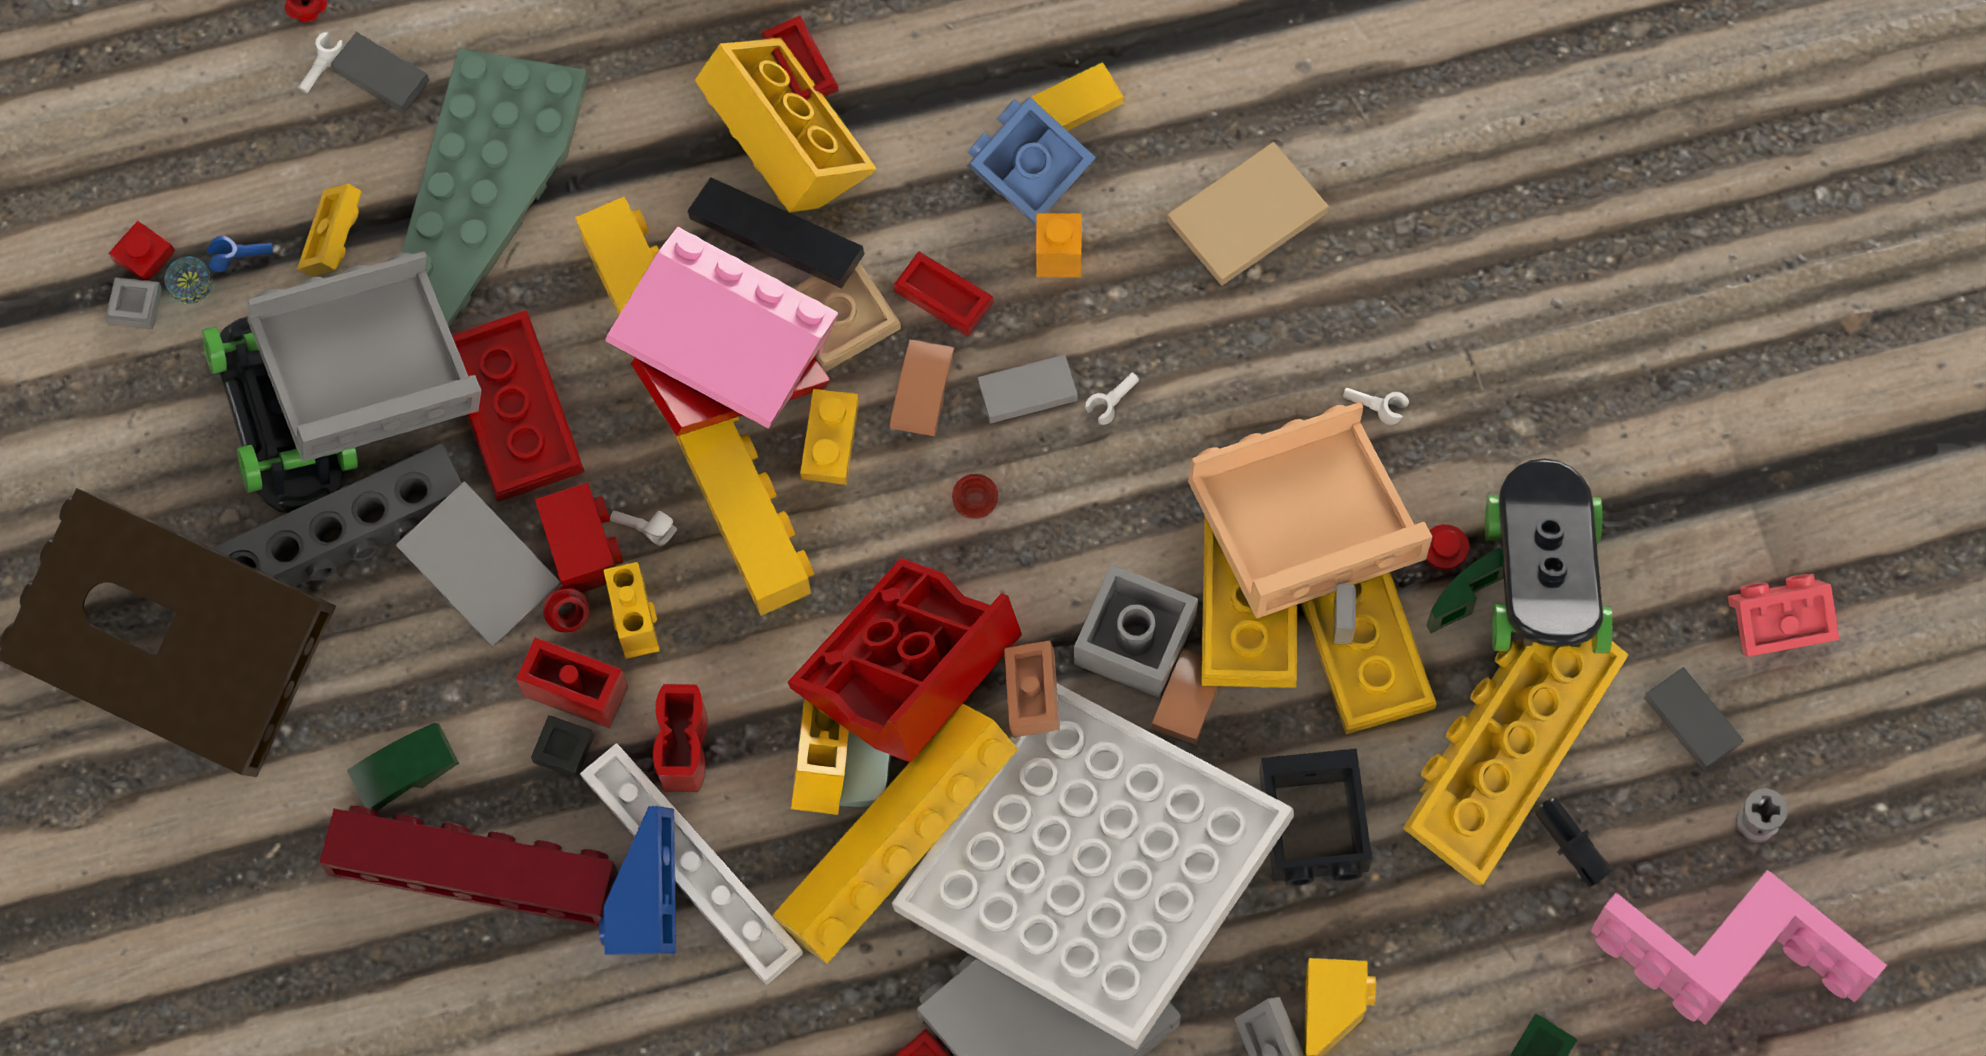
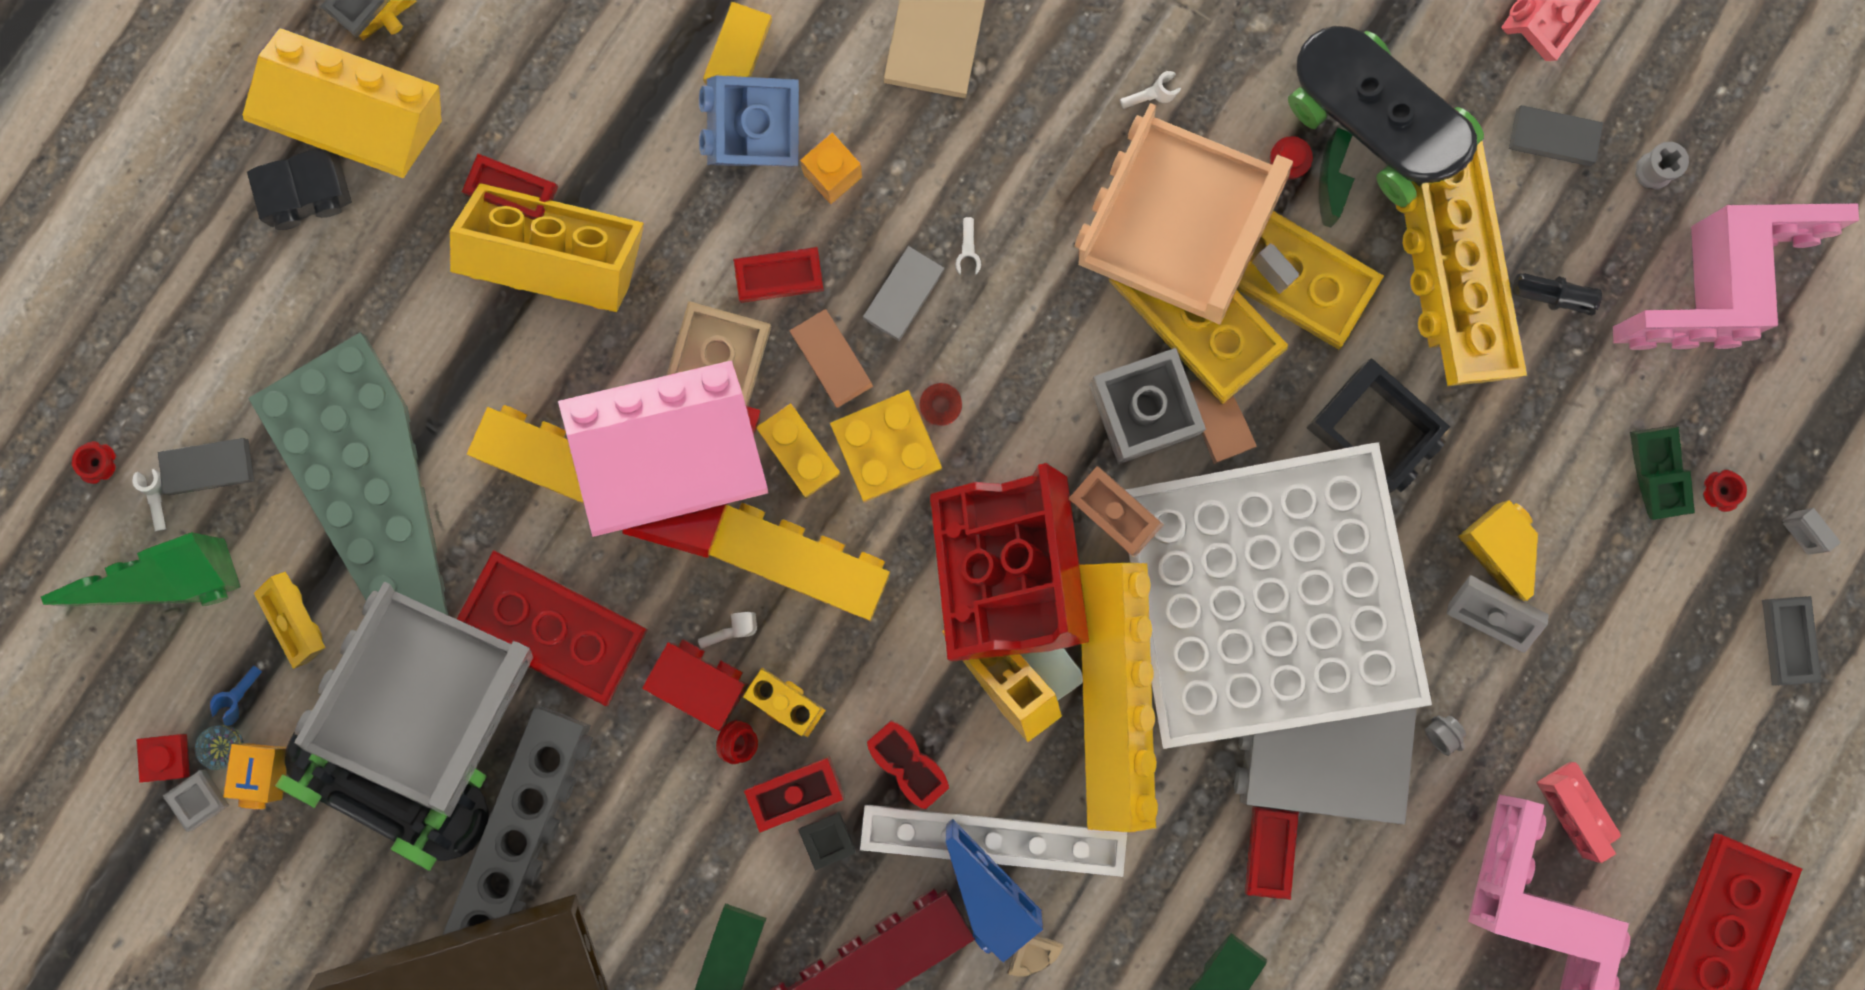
camera: 50 degrees left, 15 degrees up
(191, 312) = (254, 773): none -> light orange brick
(278, 119) = (172, 572): none -> green wedge
(478, 564) = (644, 769): light grey tile -> none
(635, 984) = (1034, 956): none -> tan tile
(776, 232) = (619, 335): black tile -> none
(901, 492) = (886, 446): none -> yellow plate

